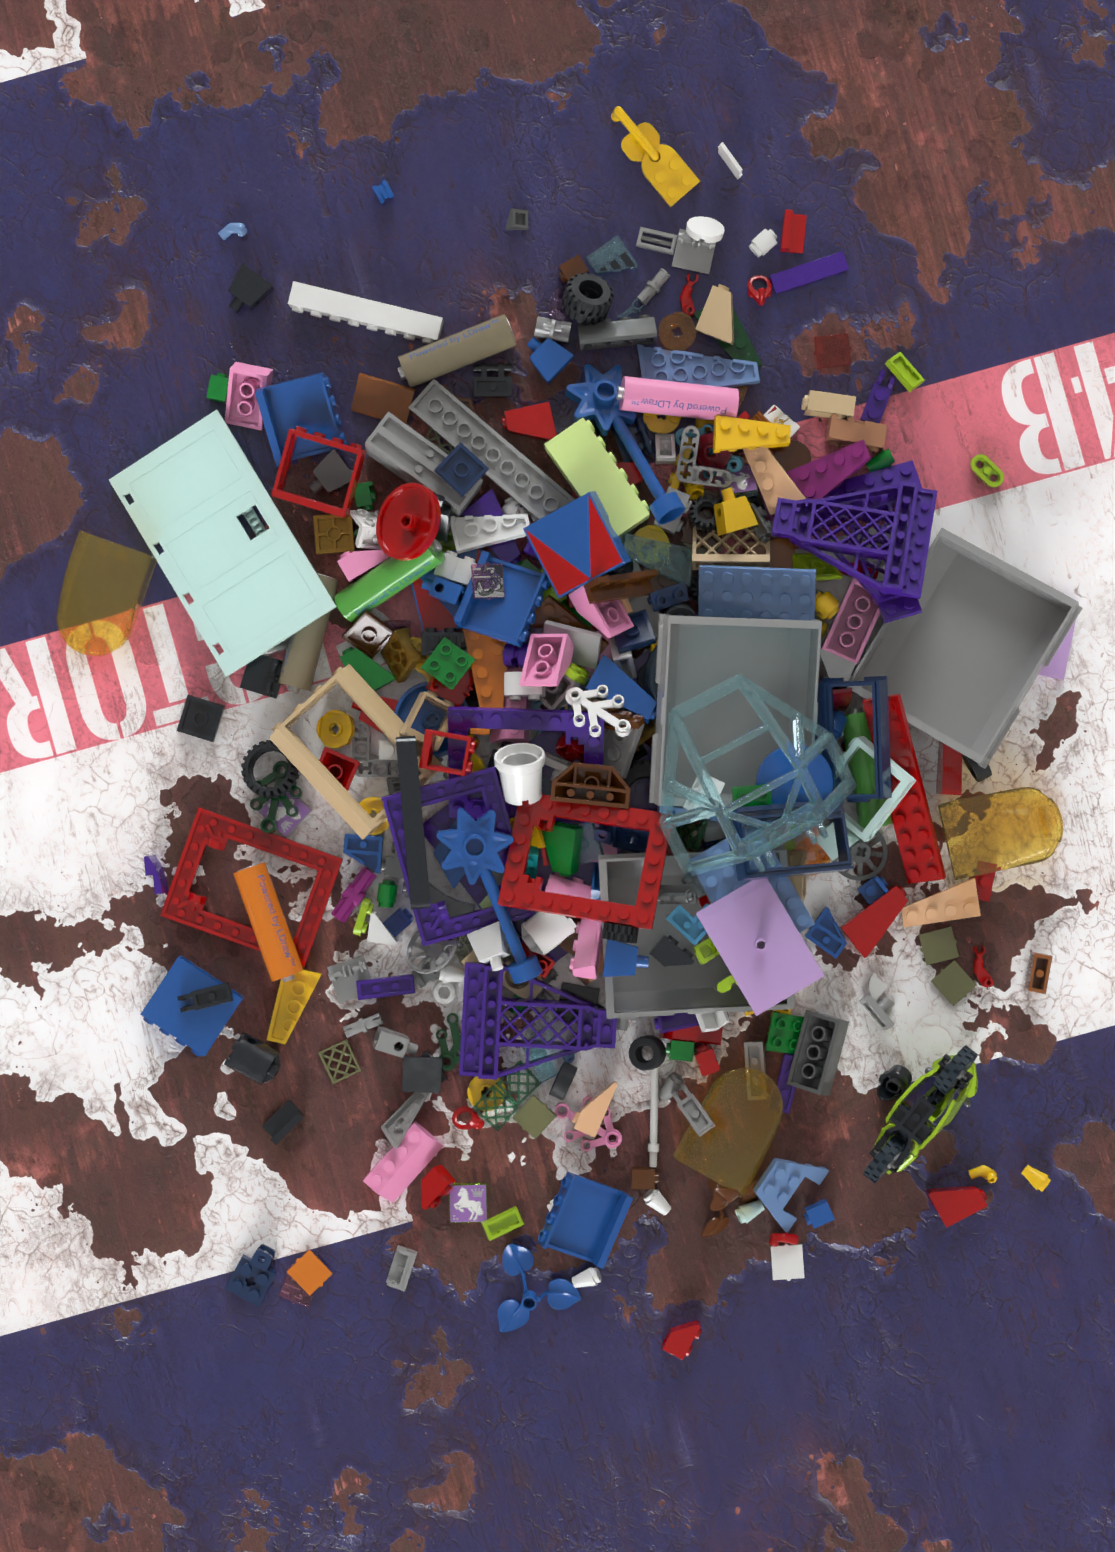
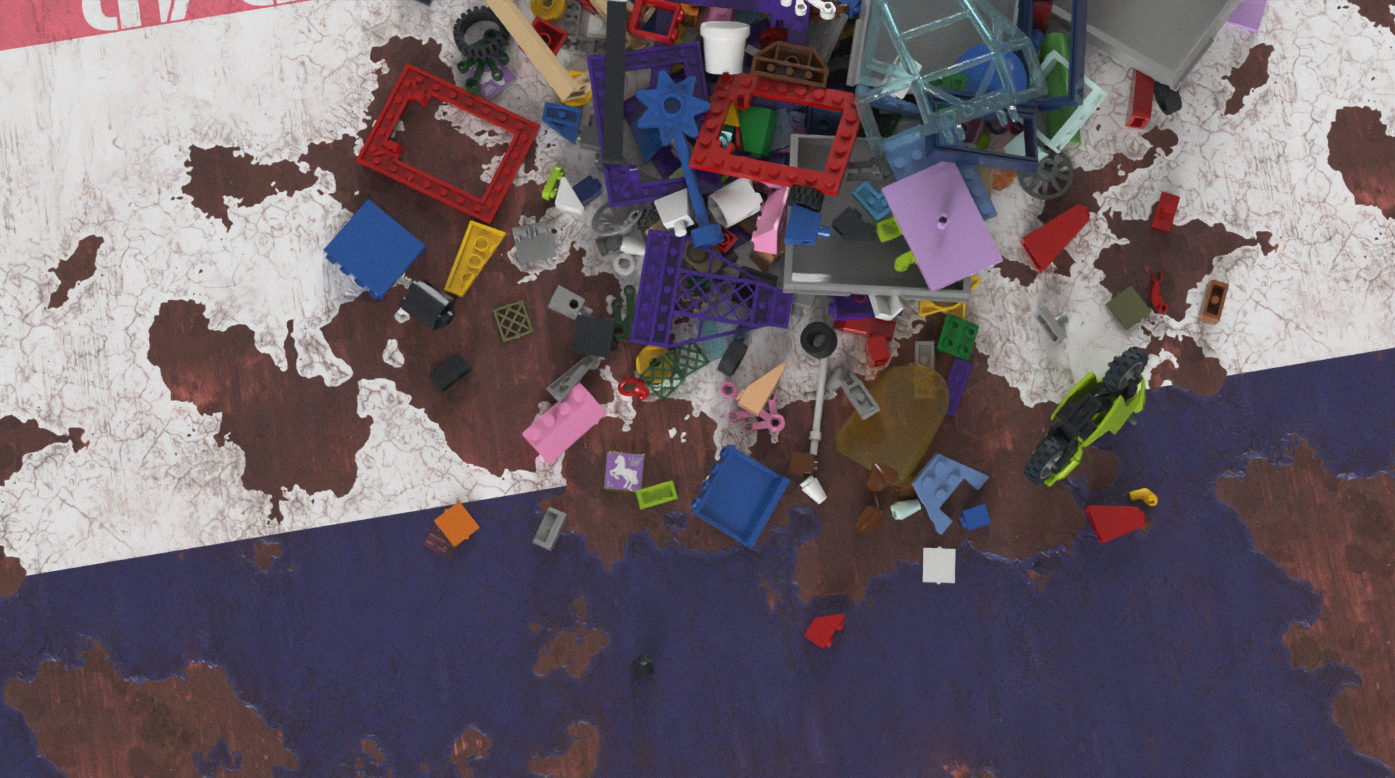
camera: 10 degrees right, 10 degrees down
(154, 868) = (357, 119): dark purple slope -> none
(207, 997) = (391, 238): black hinge -> none
(258, 1269) = (406, 514): dark blue plate -> none
(268, 922) = (460, 172): orange piece -> none
(354, 894) = (547, 160): magenta piece -> none
(363, 1025) = (540, 287): light grey pin -> none
(385, 986) = (567, 252): dark purple tile -> none
(387, 893) = (579, 163): green brick -> none
(435, 1185) = (593, 449): red slope -> none
(508, 1396) = (642, 668): none -> black rock
(514, 1315) = (656, 588): blue plant -> none
(534, 1116) = (700, 392): olive piece -> none
(588, 1277) = (735, 558): white cone -> none
(680, 1050) = (851, 342): green brick -> none
(789, 1238) = (938, 538): red arm -> none
(817, 1053) = (988, 358): dark grey slope -> none
(827, 934) = (1009, 246): blue wing -> none
(873, 889) = (1056, 207): blue bracket -> none
(876, 987) = (1052, 301): white tile -> none
(893, 1083) = (1057, 392): black head -> none
(912, 815) = (1100, 132): red plate -> none
(938, 945) = (1116, 270): olive piece -> none
(947, 905) = (1131, 229): light nougat wing -> none
(1000, 831) = (1184, 162): clear yellow windscreen -> none
(1037, 1178) = (1197, 506): yellow cone -> none

